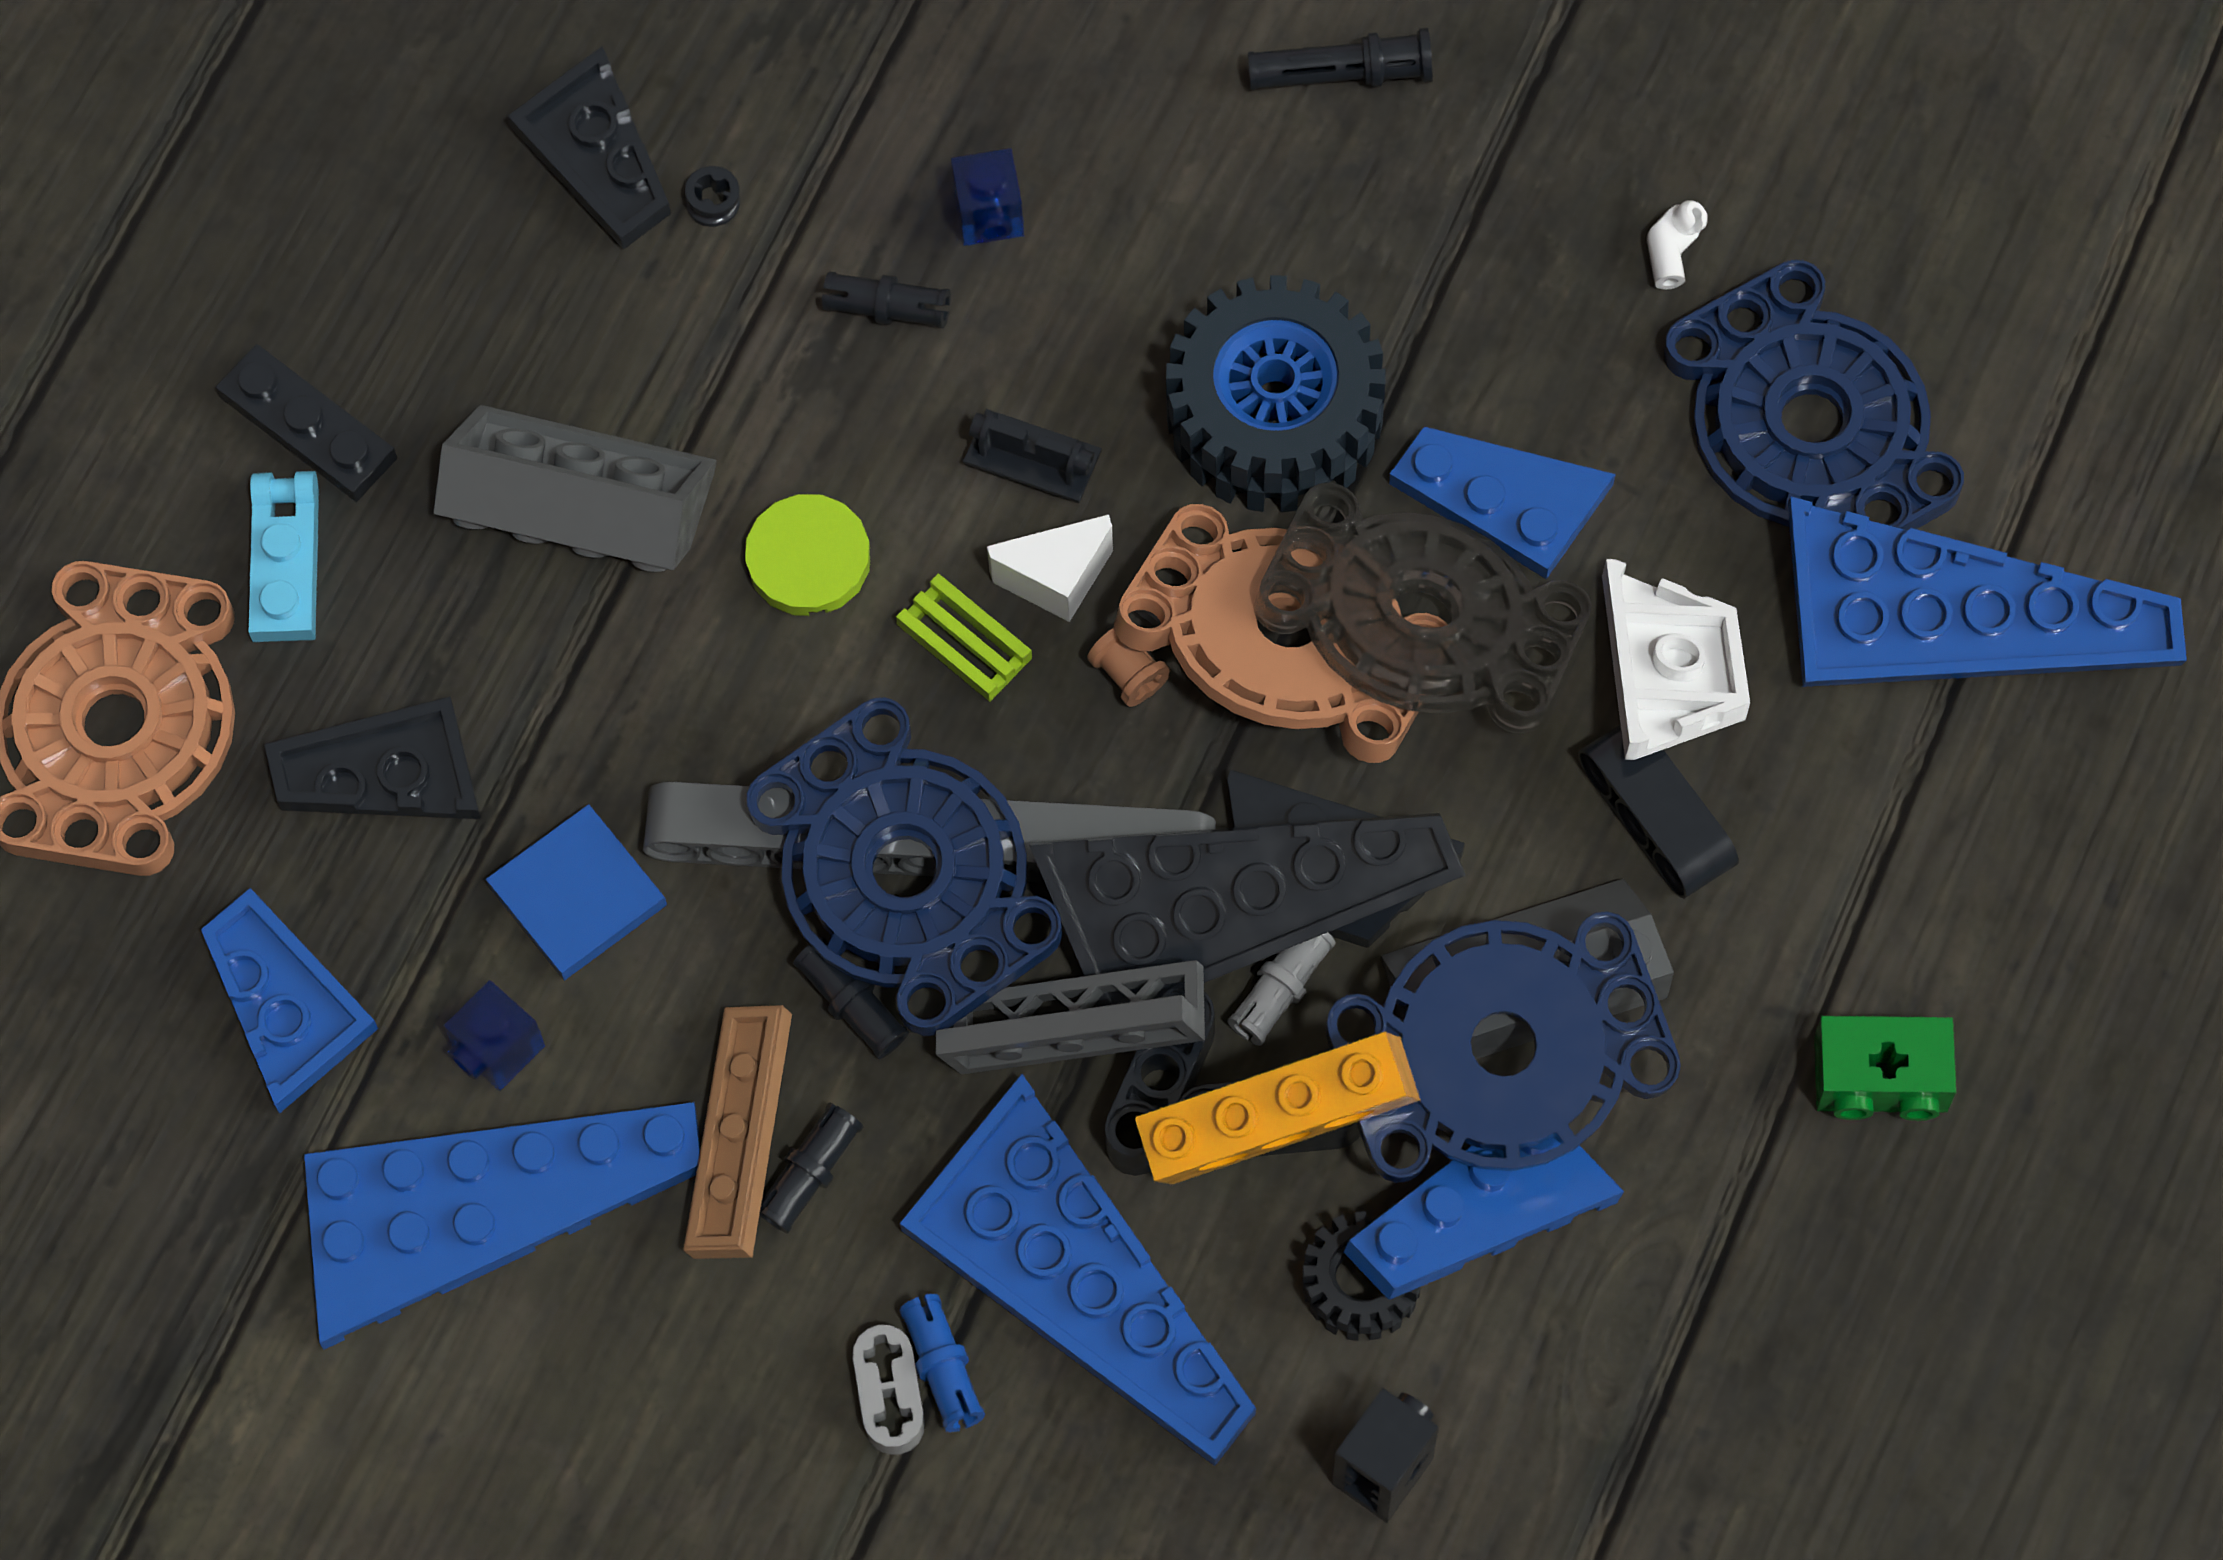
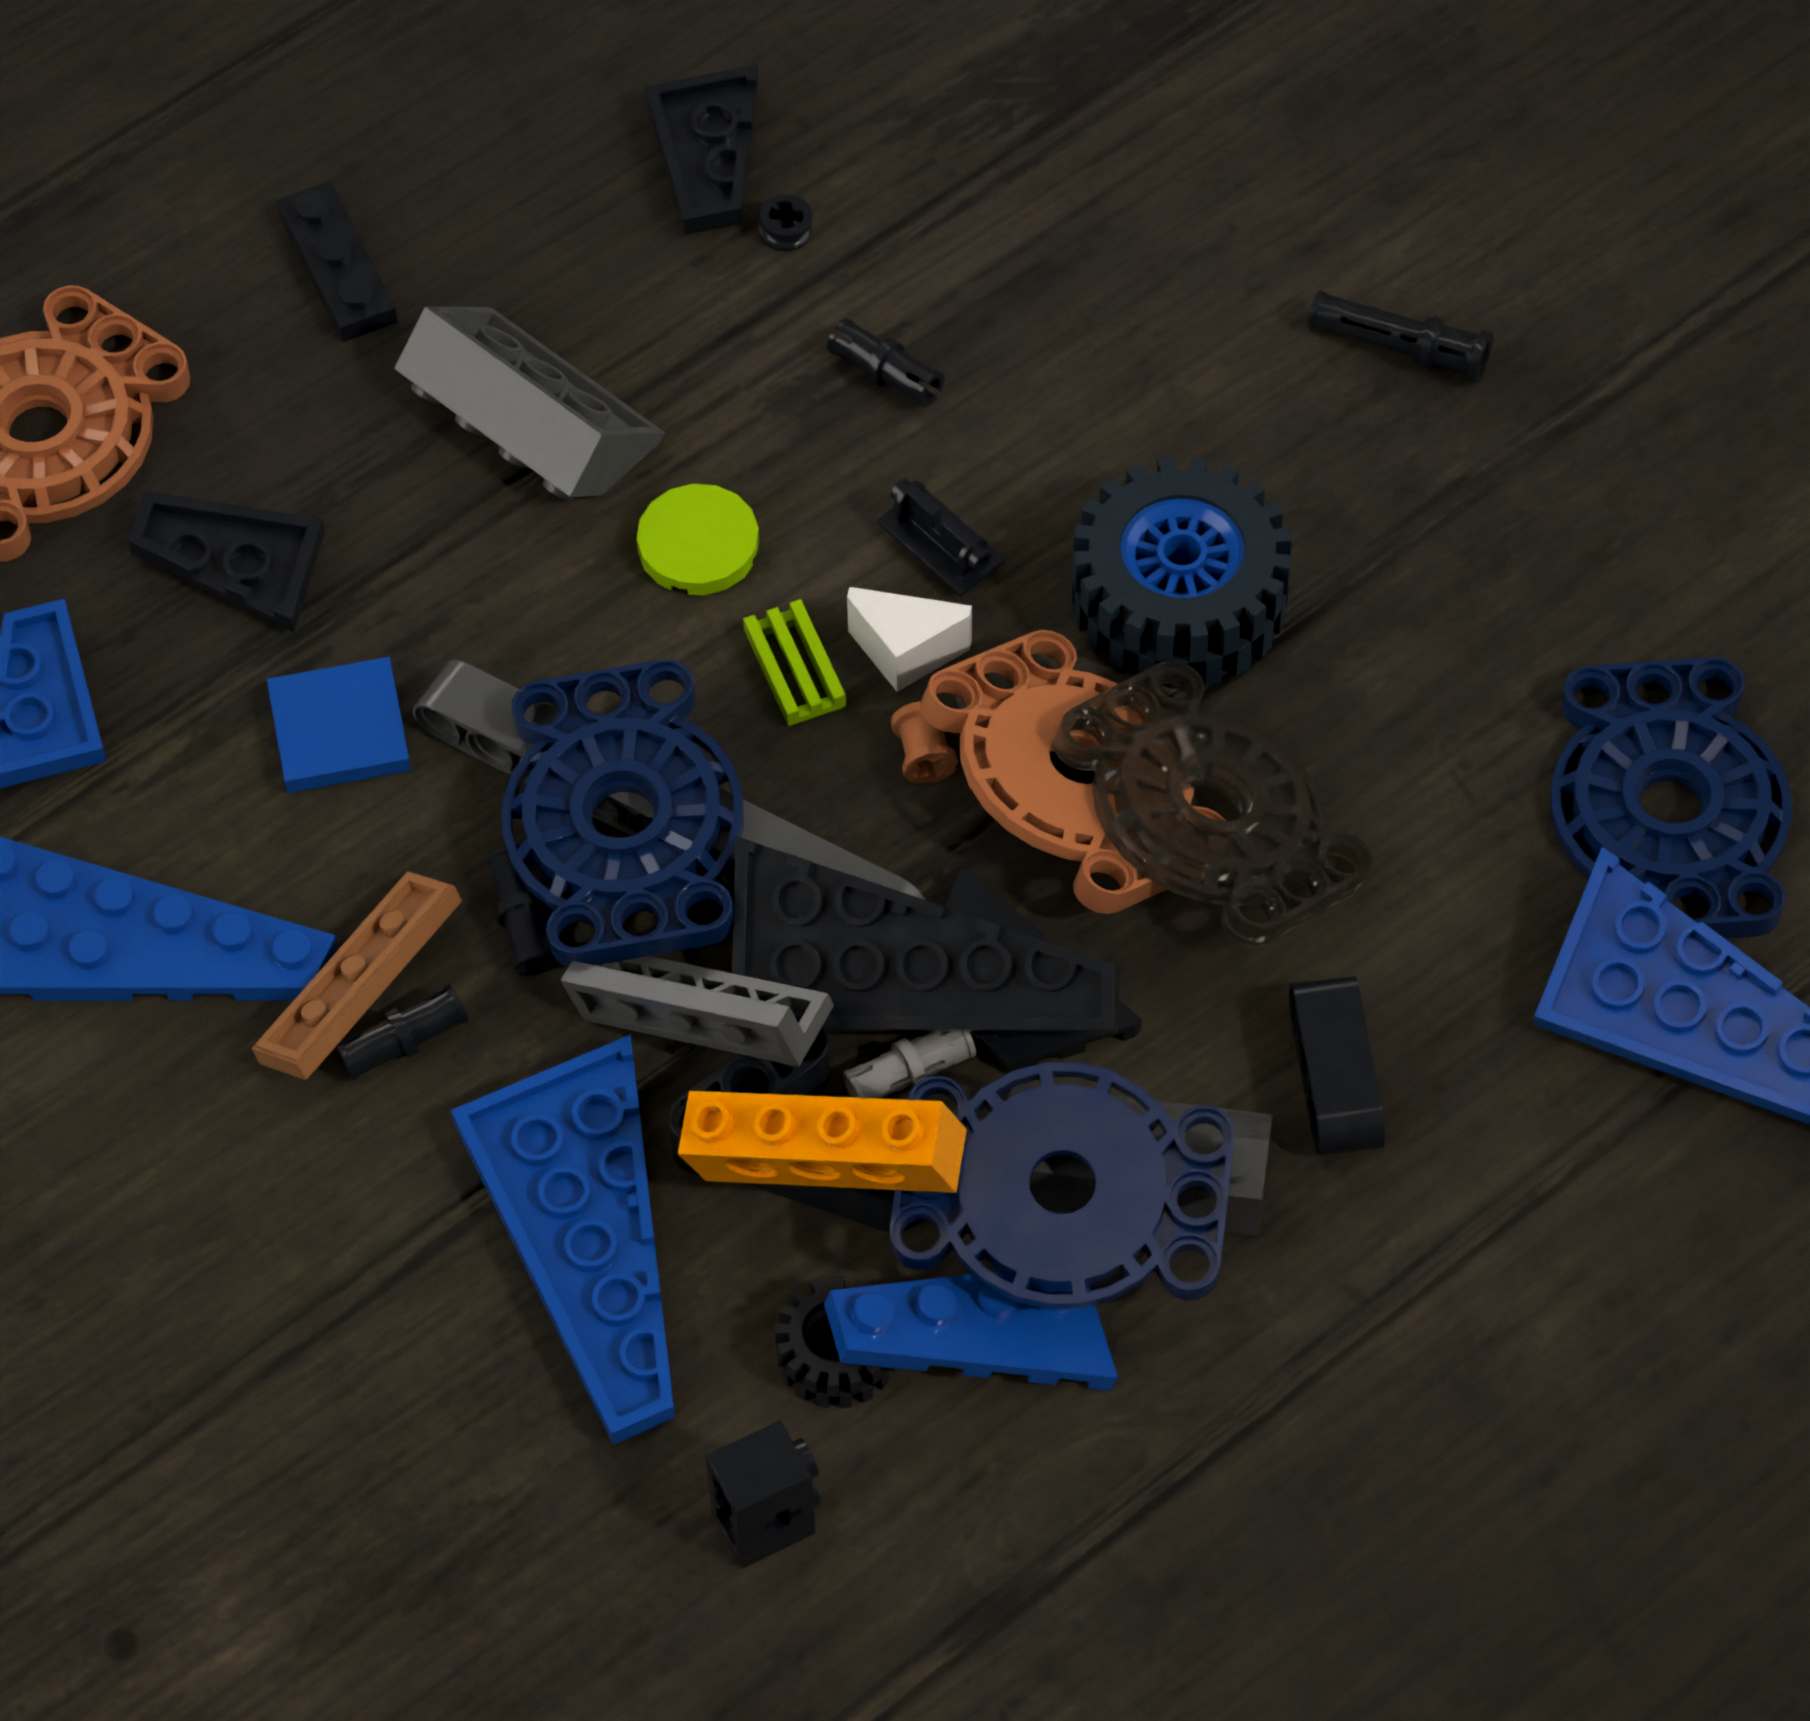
camera: 25 degrees right, 10 degrees down
(283, 558) = (253, 357): medium azure plate -> none
(493, 1037) = (193, 804): clear blue brick -> none
(873, 1392) = (376, 1252): light grey beam -> none
(942, 1363) = (421, 1245): blue pin -> none
(987, 196) = (1019, 313): clear blue brick -> none
(1509, 495) = (1351, 751): blue wing -> none
(1670, 238) = (1622, 598): white arm -> none
(1672, 662) = (1415, 946): white wing -> none
(1915, 1052) = (1456, 1375): green brick -> none

